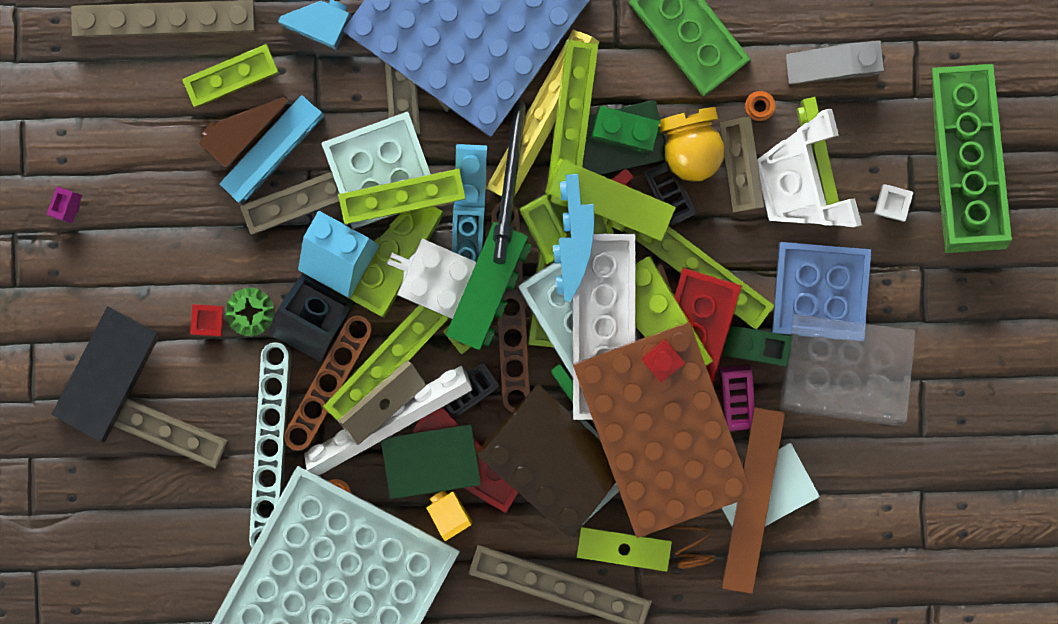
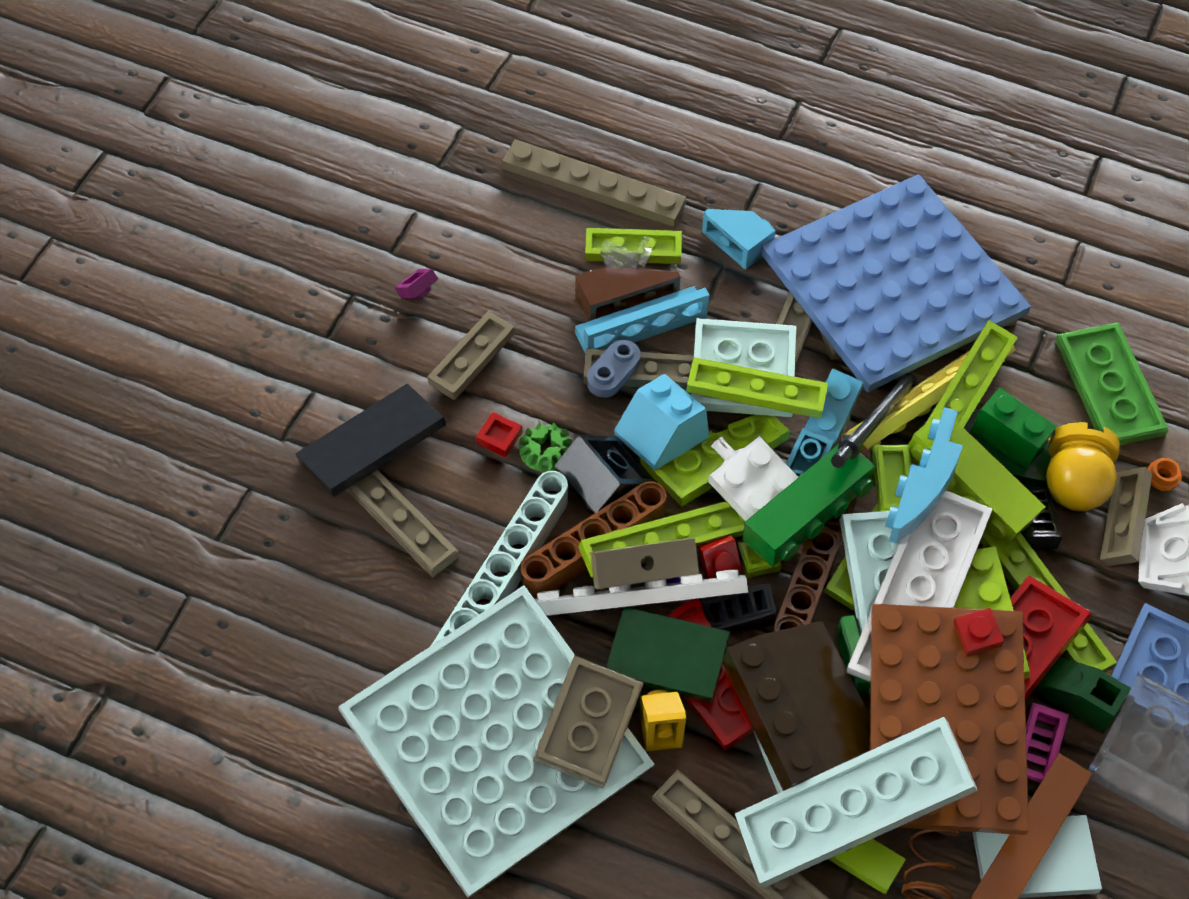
camera: 25 degrees right, 30 degrees down
(146, 253) = (471, 355): none -> dark tan plate
(231, 102) = (619, 256): none -> clear bracket
(273, 218) = (616, 366): none -> sand blue plate
(397, 548) = (588, 722): none -> dark tan tile
(435, 354) = (719, 556): none -> red plate
(621, 533) = (855, 802): none -> light aqua plate

